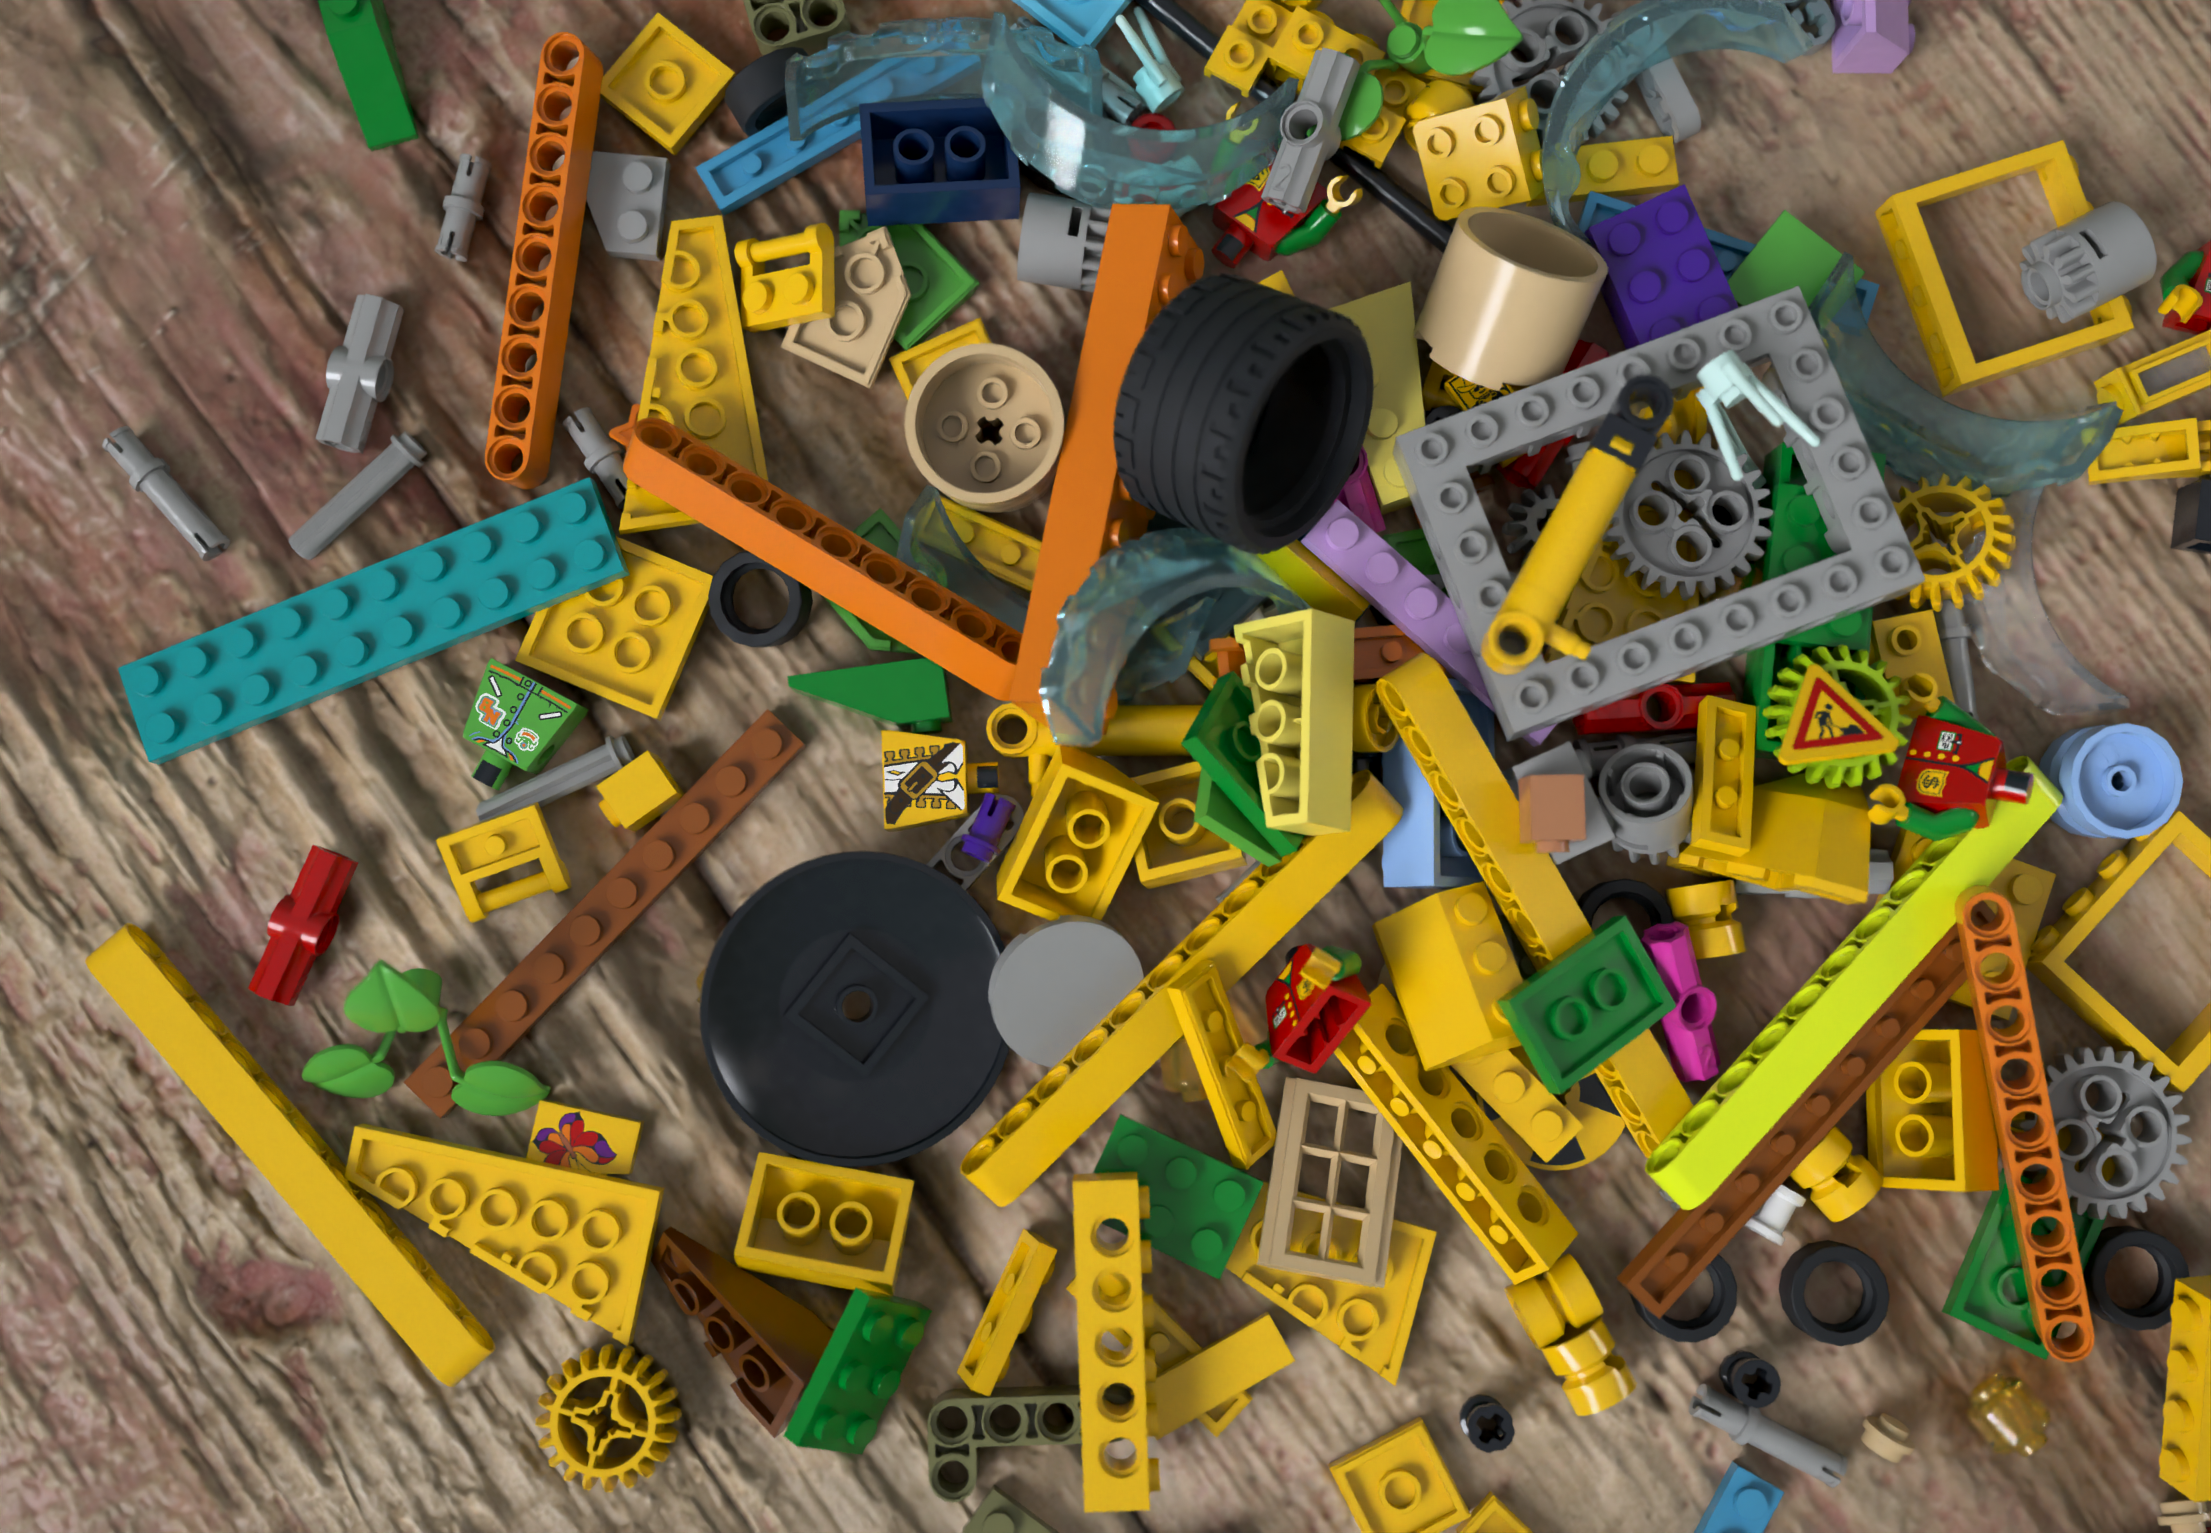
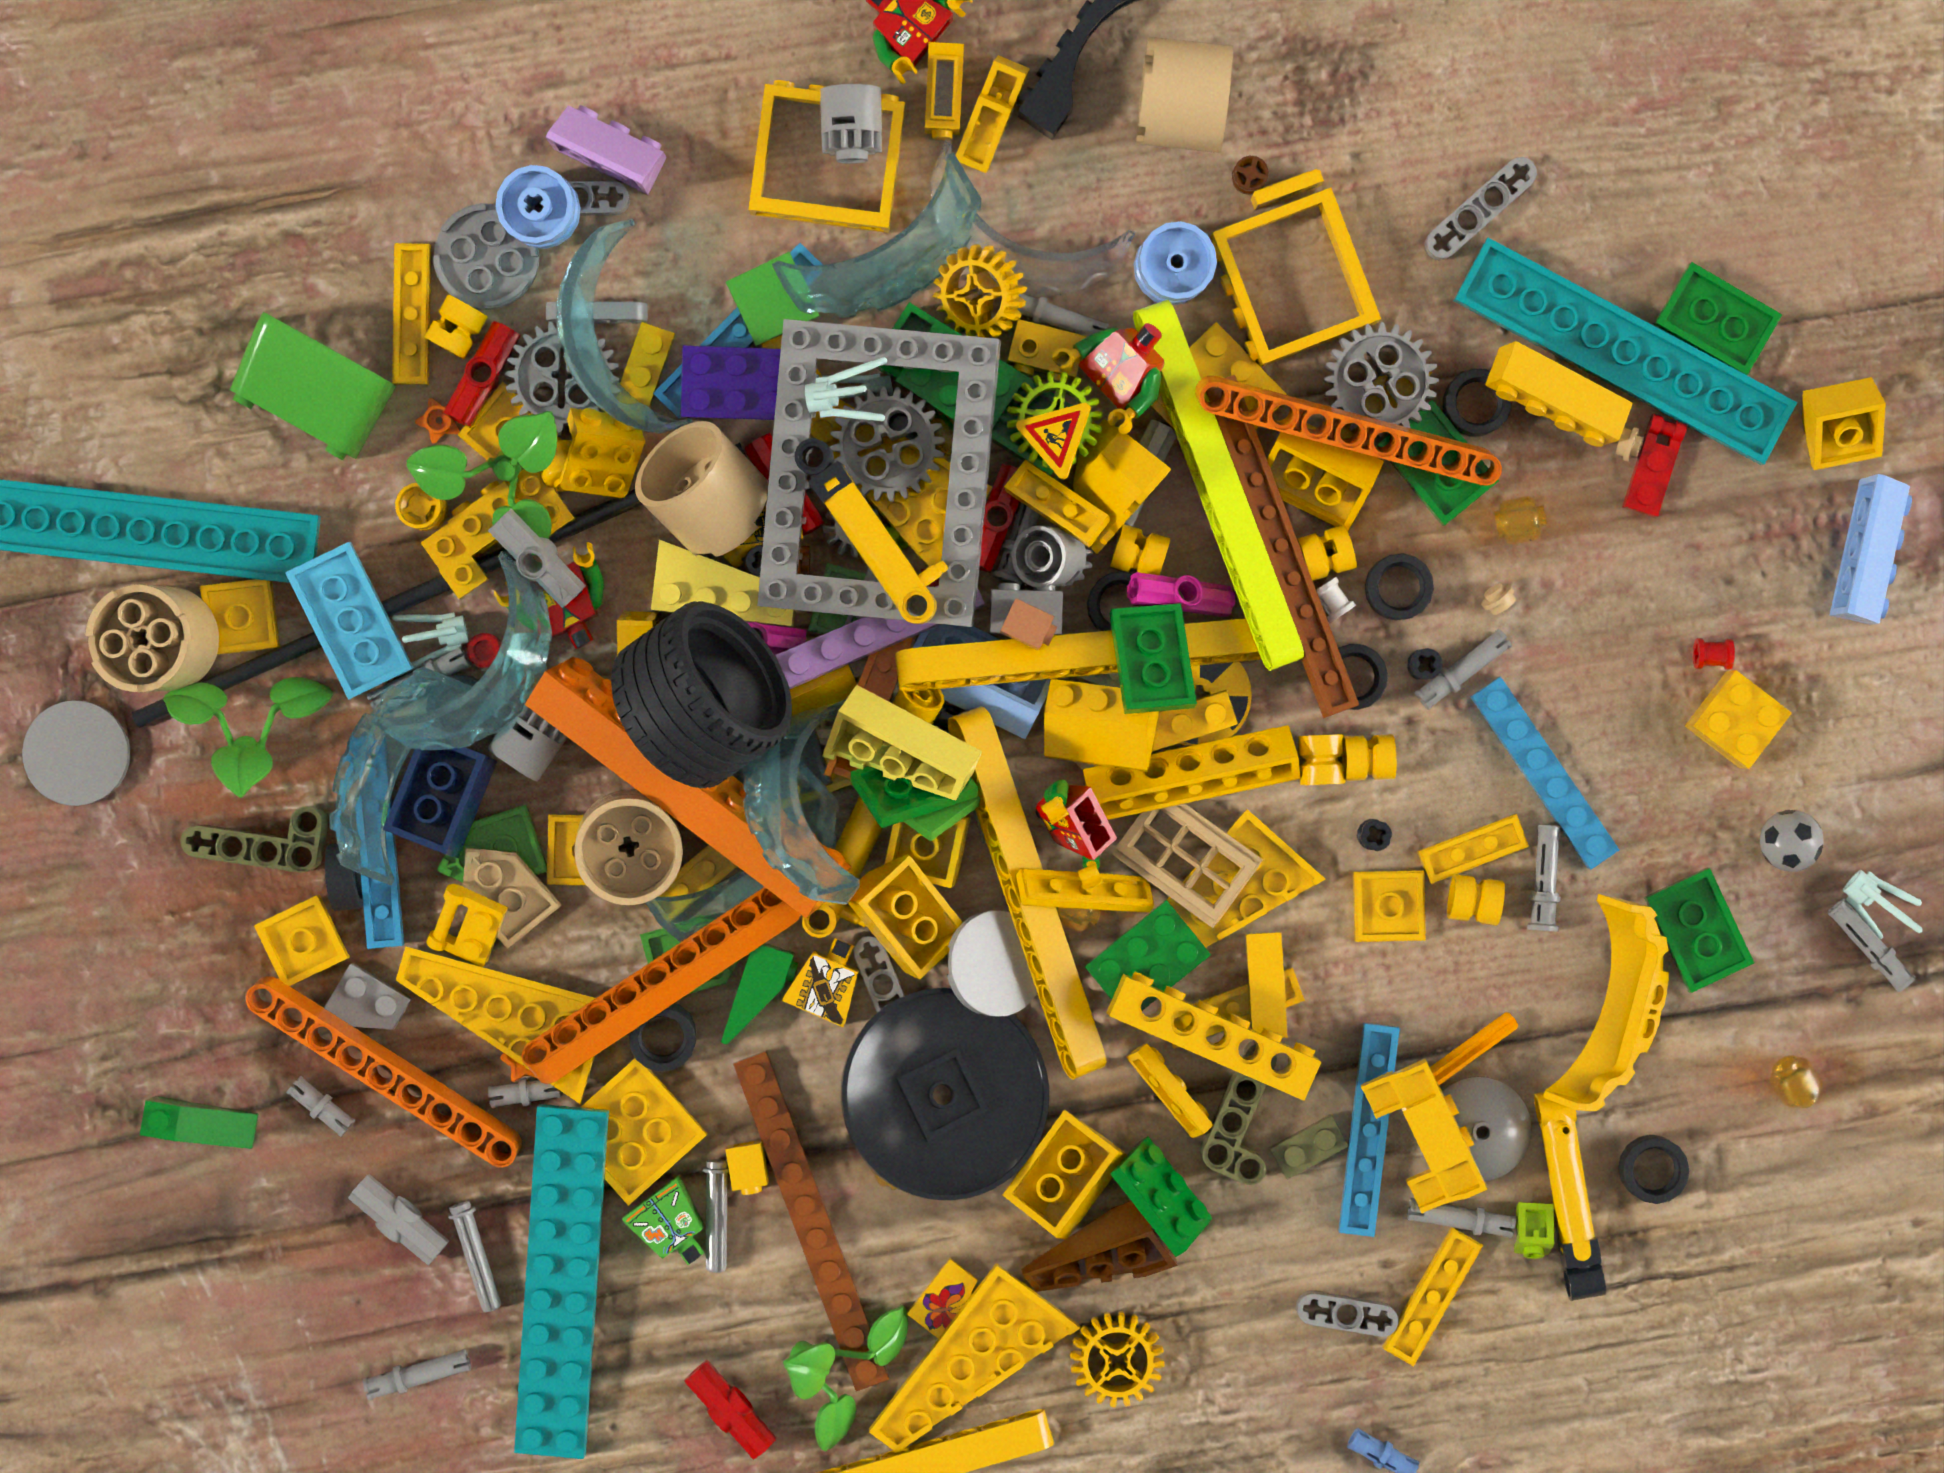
camera: 70 degrees left, 5 degrees up
(498, 846) = (739, 1269): yellow plate -> none
(988, 828) = (873, 963): dark purple pin -> none

